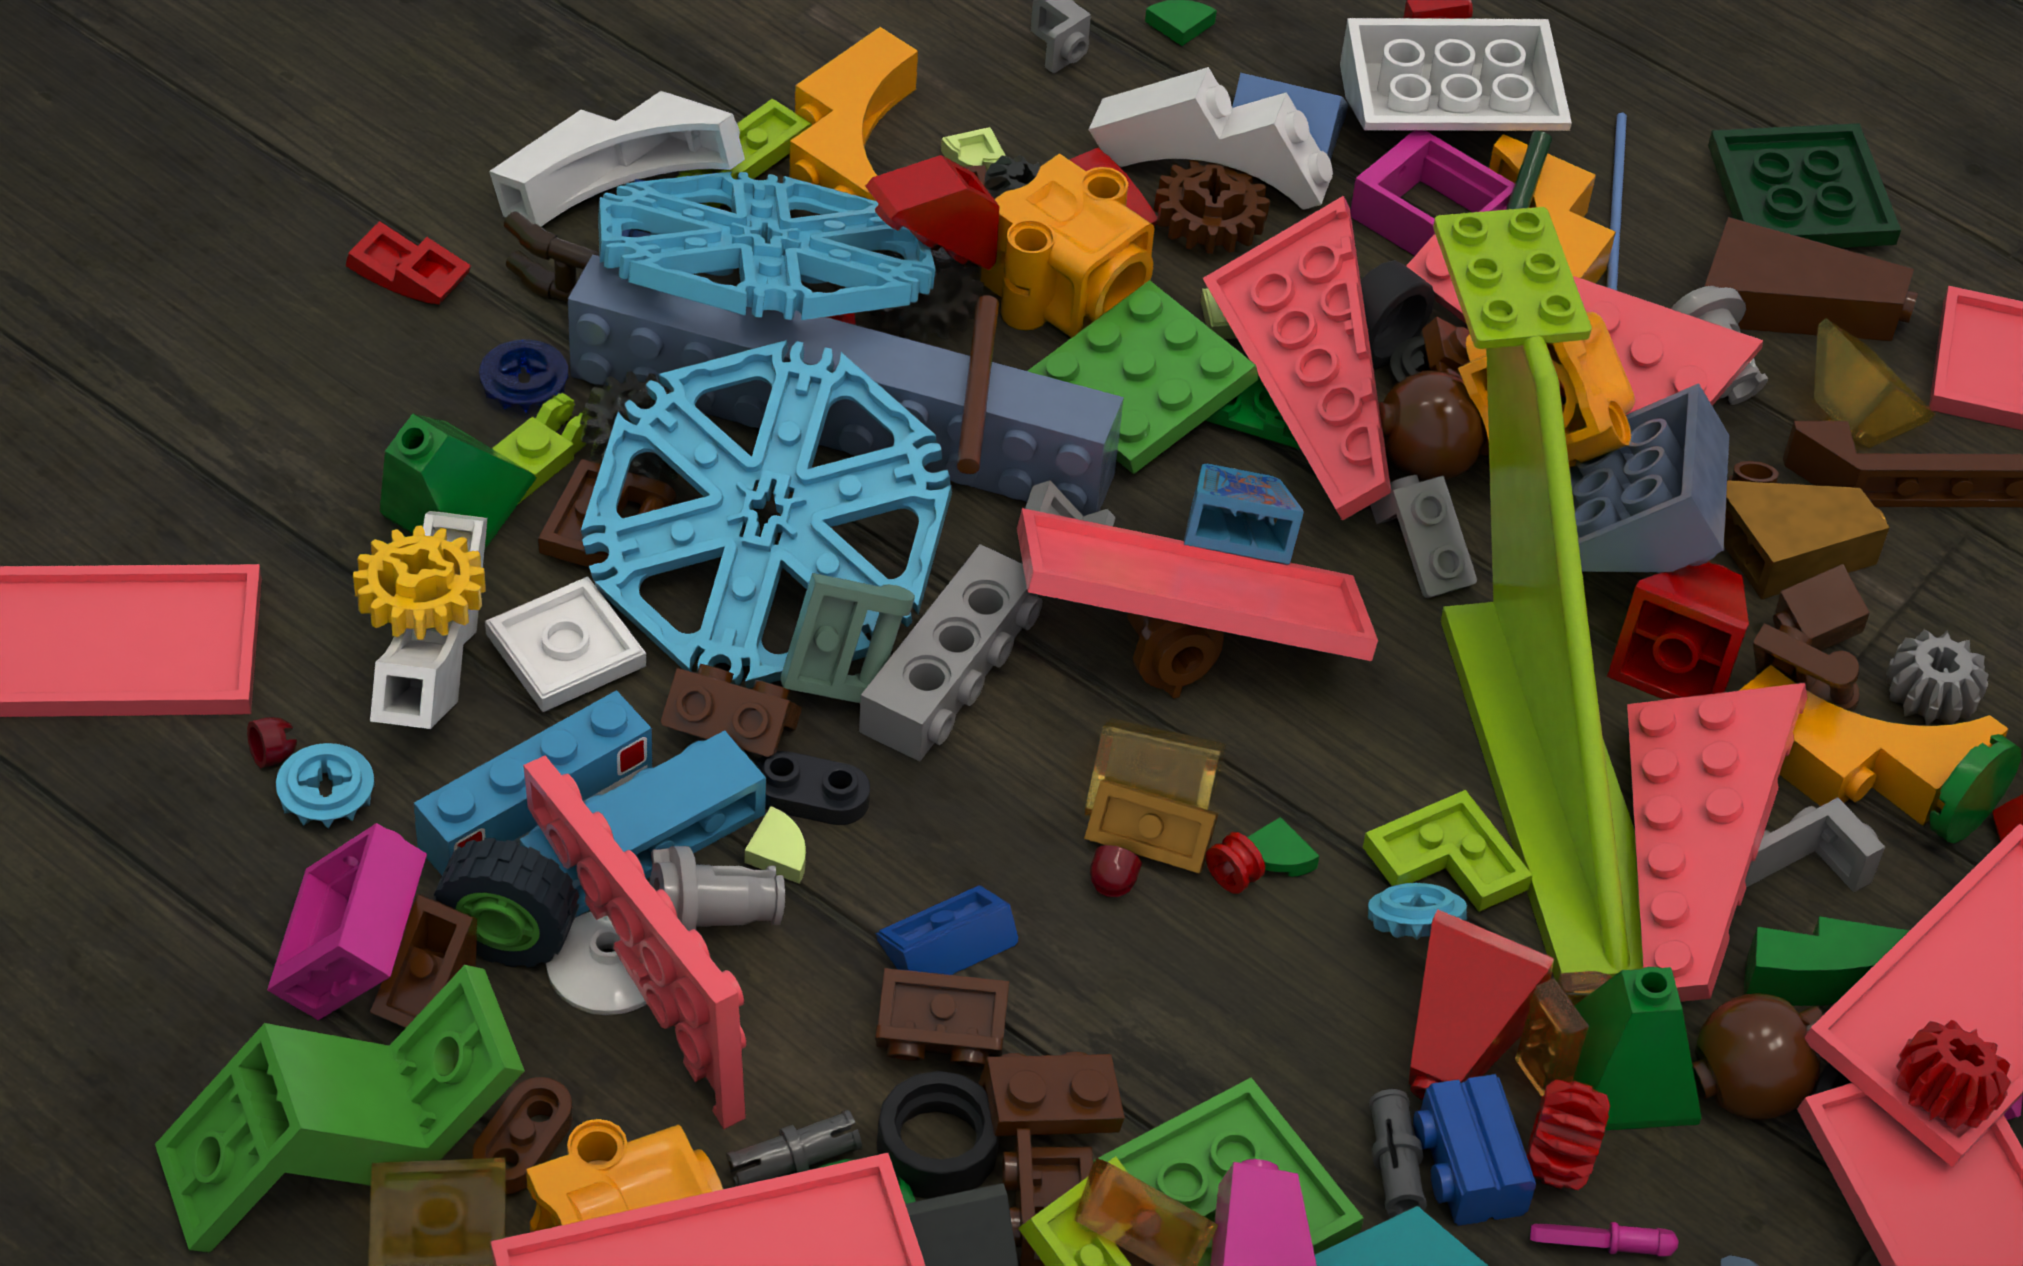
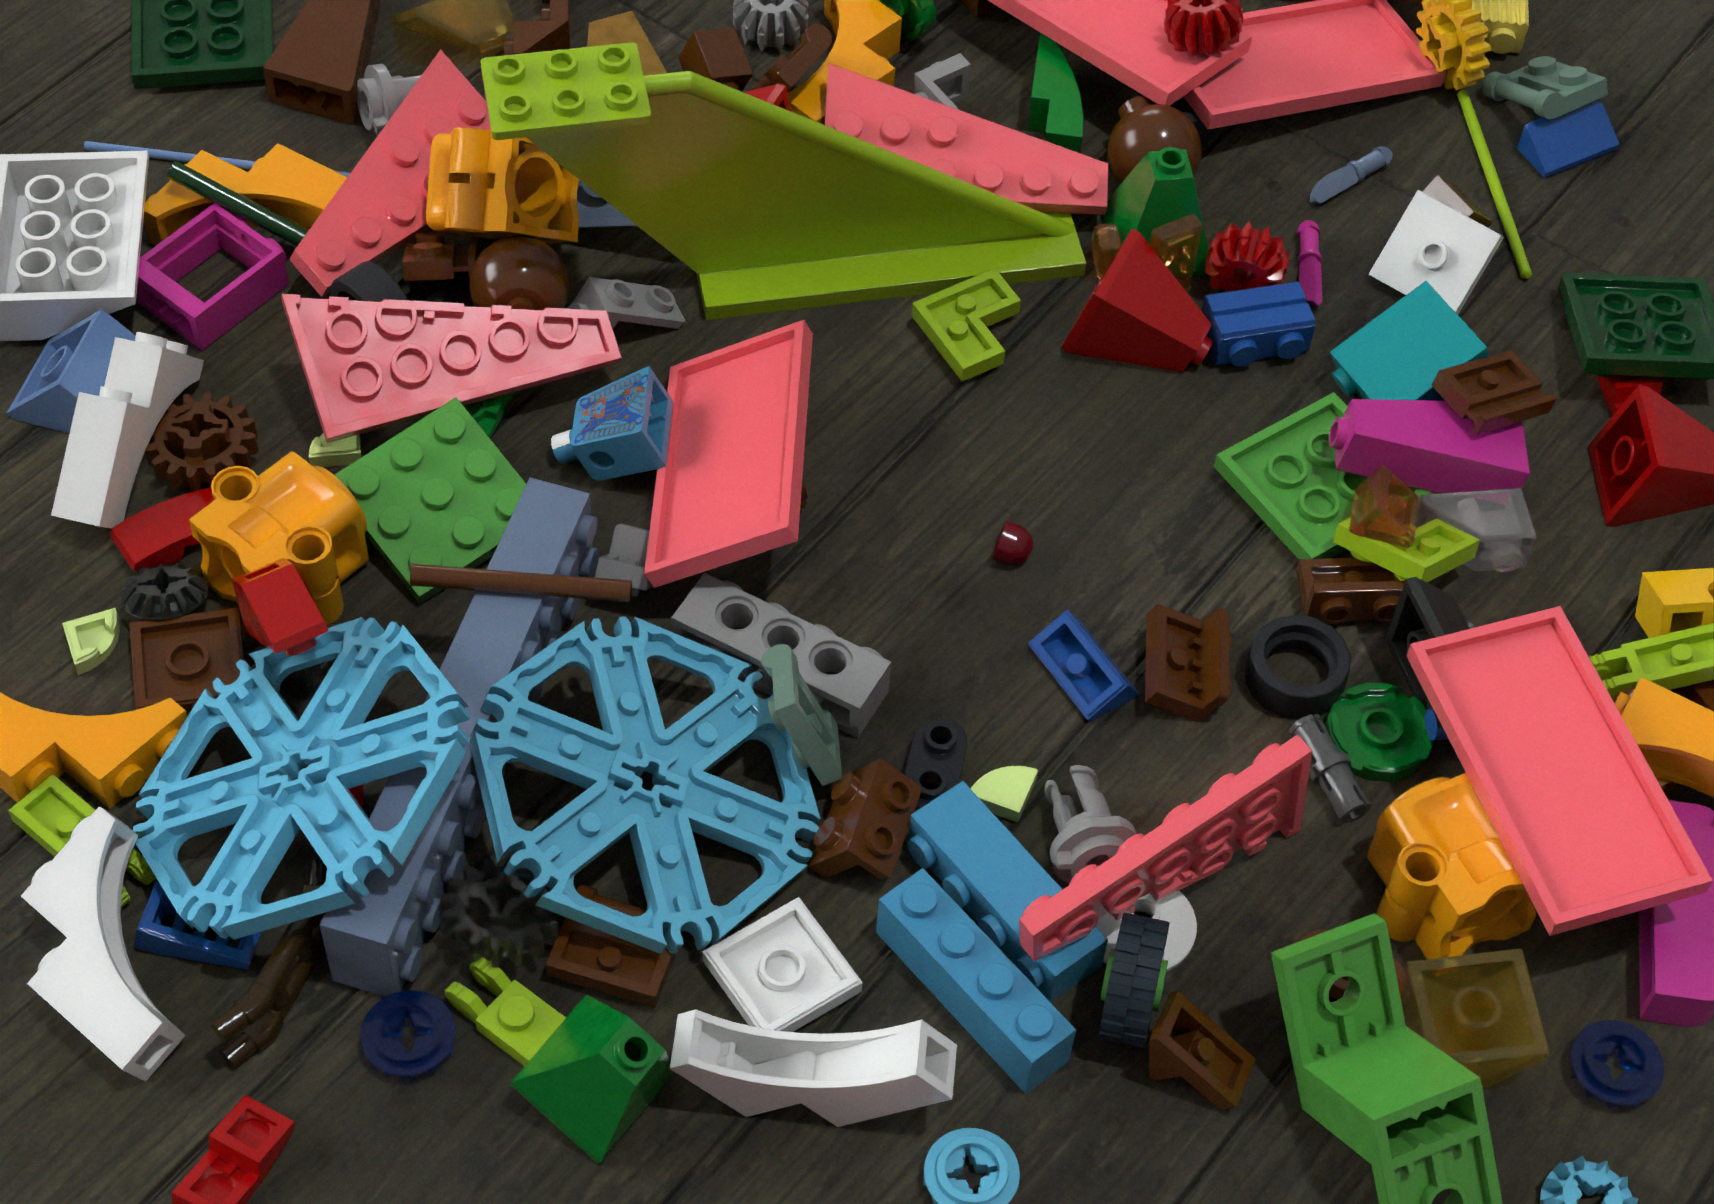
camera: 90 degrees left, 5 degrees up
(347, 922) = (1166, 1158): dark pink window -> none
(419, 582) = (808, 1072): yellow gear -> none
(1053, 1094) = (1262, 579): reddish brown bracket -> none
(1151, 825) = (966, 513): pearl gold plate -> none
(1157, 763) = (899, 511): clear yellow slope -> none
(1235, 862) = (997, 459): red bush -> none
(1284, 849) = (971, 437): green tile -> none
(1397, 1151) = (1262, 374): dark grey pin -> none
(1411, 907) = (1026, 333): medium azure gear -> none

